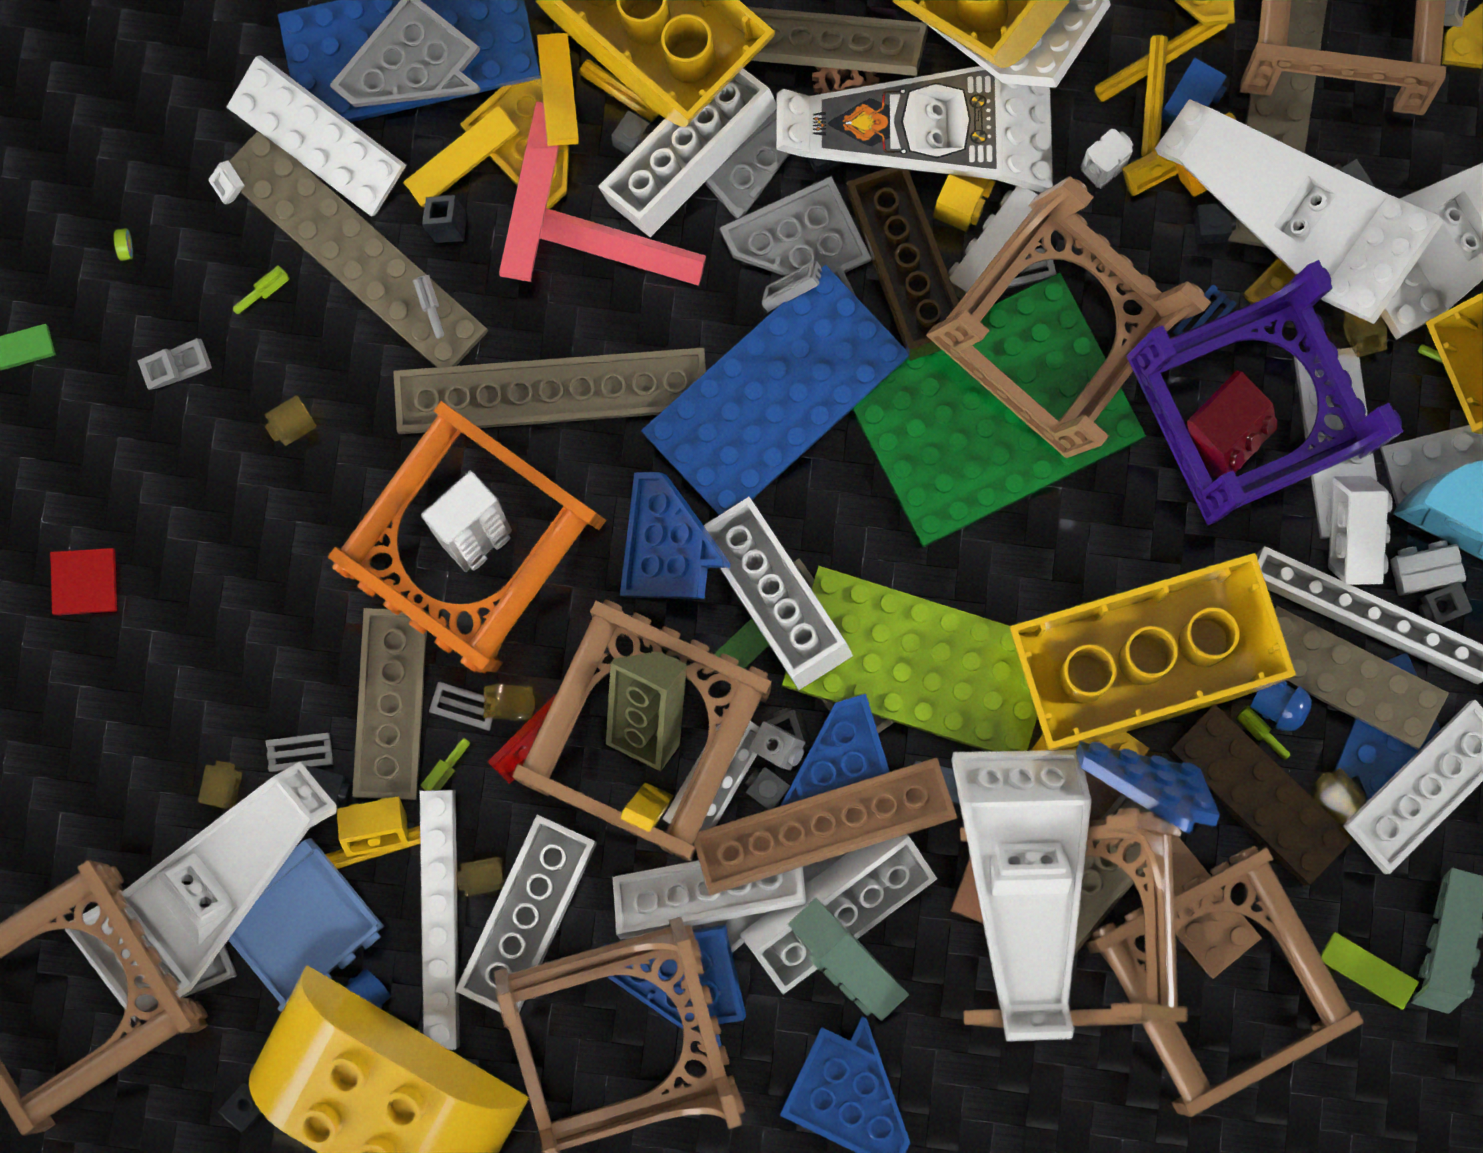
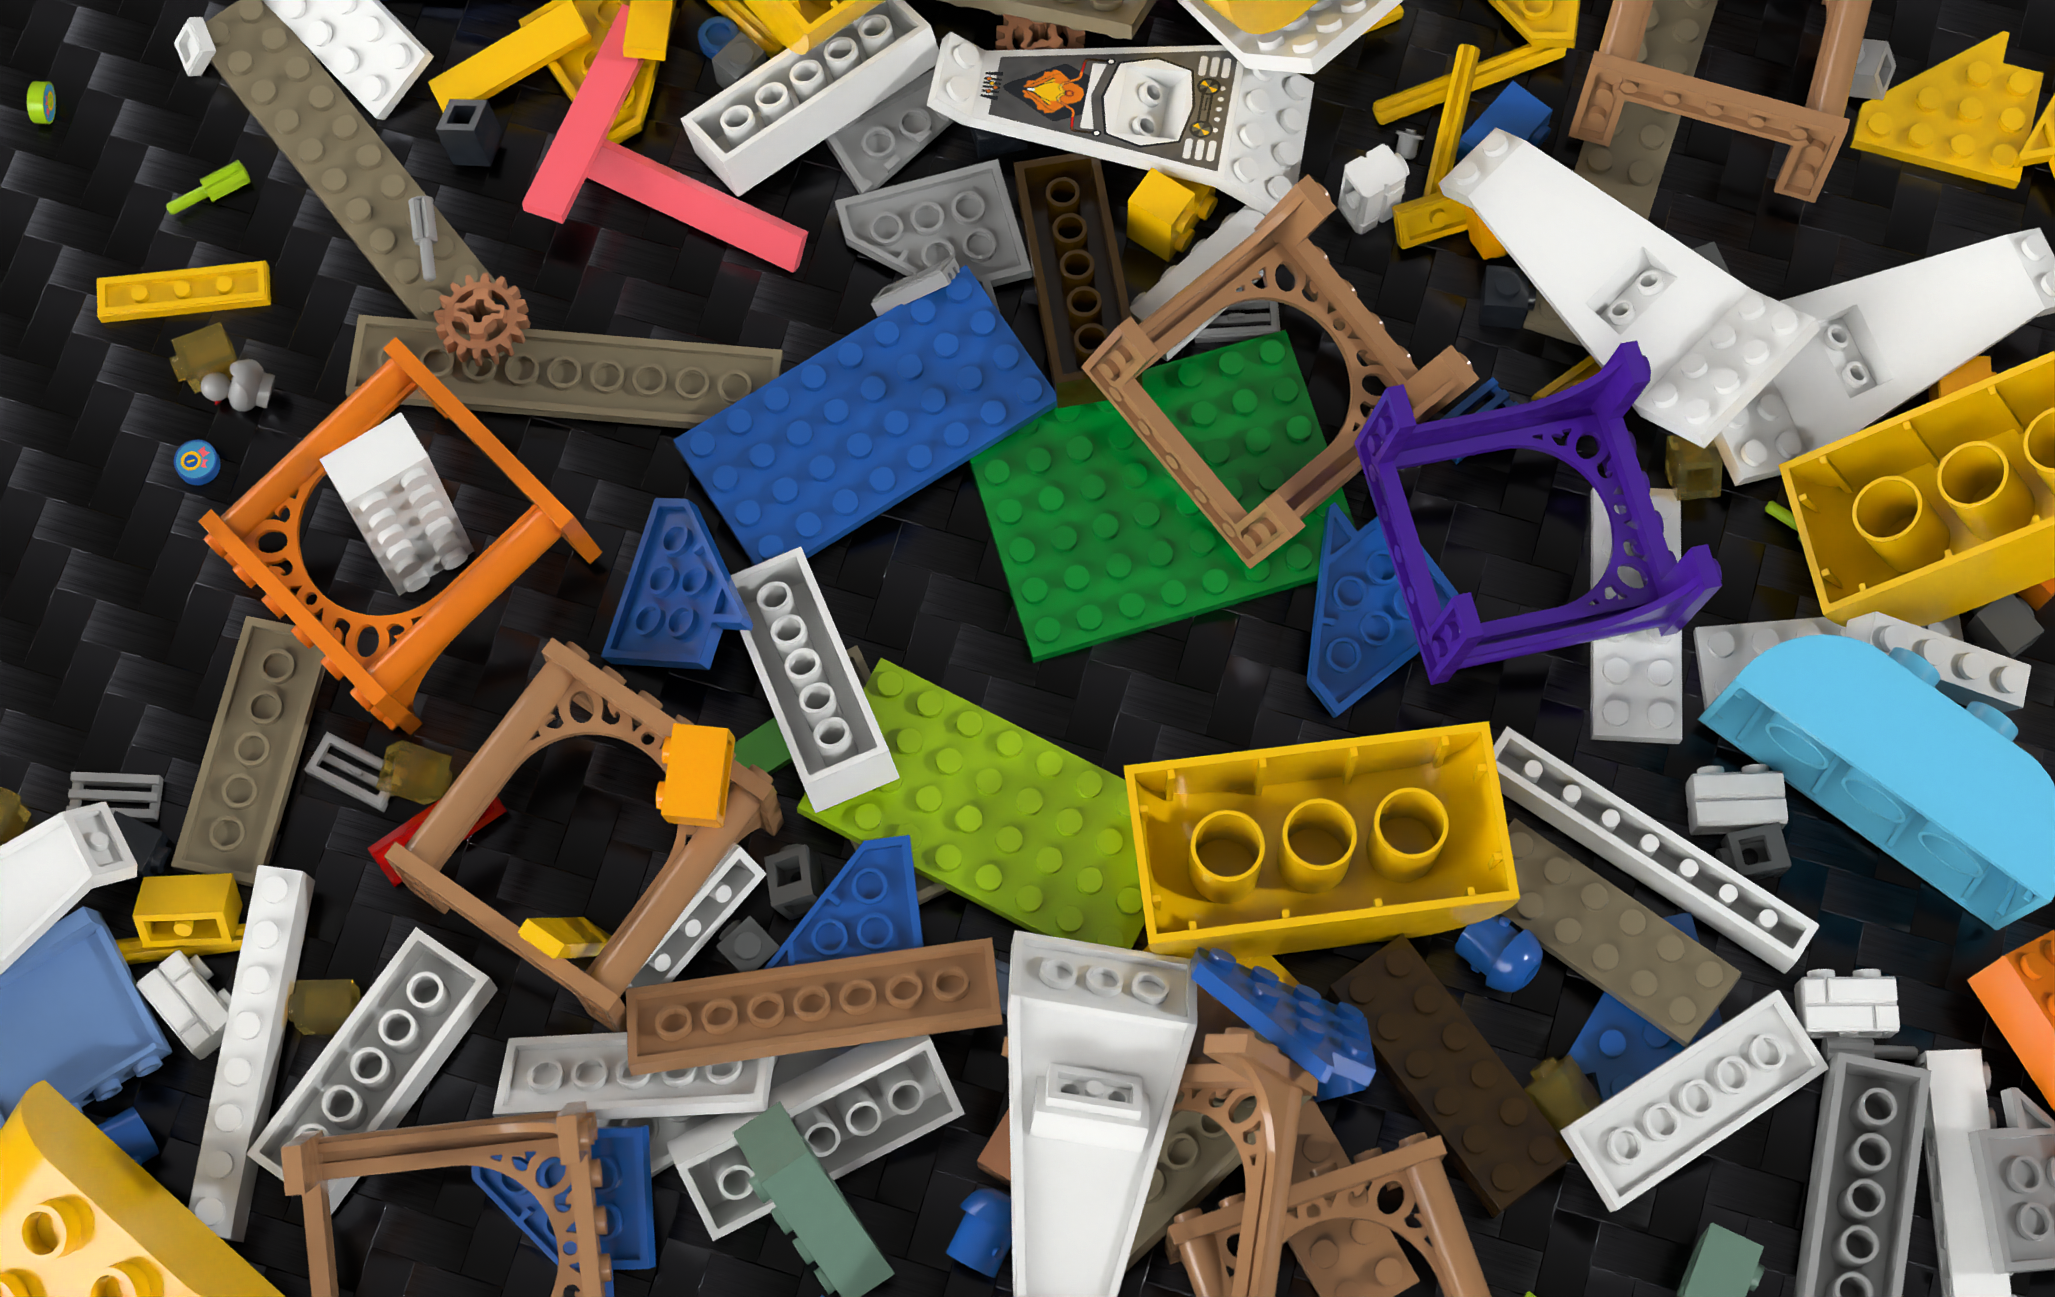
camera: 10 degrees right, 10 degrees down
(174, 364) = (71, 266): light grey slope -> none
(260, 371) = (183, 291): none -> yellow tile
(300, 499) = (197, 462): none -> tile
(324, 440) = (247, 389): none -> light grey animal
(388, 890) = (188, 1002): none -> white brick
(443, 770) = (307, 852): lime axle -> none
(474, 363) = (488, 325): none -> nougat gear
(608, 111) = (715, 35): none -> blue tile
(646, 707) = (597, 800): olive slope -> none
(719, 685) = (696, 775): none -> light orange piece
(777, 746) = (772, 887): light grey brick -> none
(965, 955) = (984, 1231): none -> blue piece
(1124, 113) = (1408, 143): none -> light grey piece
(1146, 477) = (1360, 613): none -> blue wing
(1232, 425) = (1487, 550): dark red slope -> none
(1260, 730) = (1465, 987): lime axle -> none
(1359, 530) = (1644, 725): white brick -> none

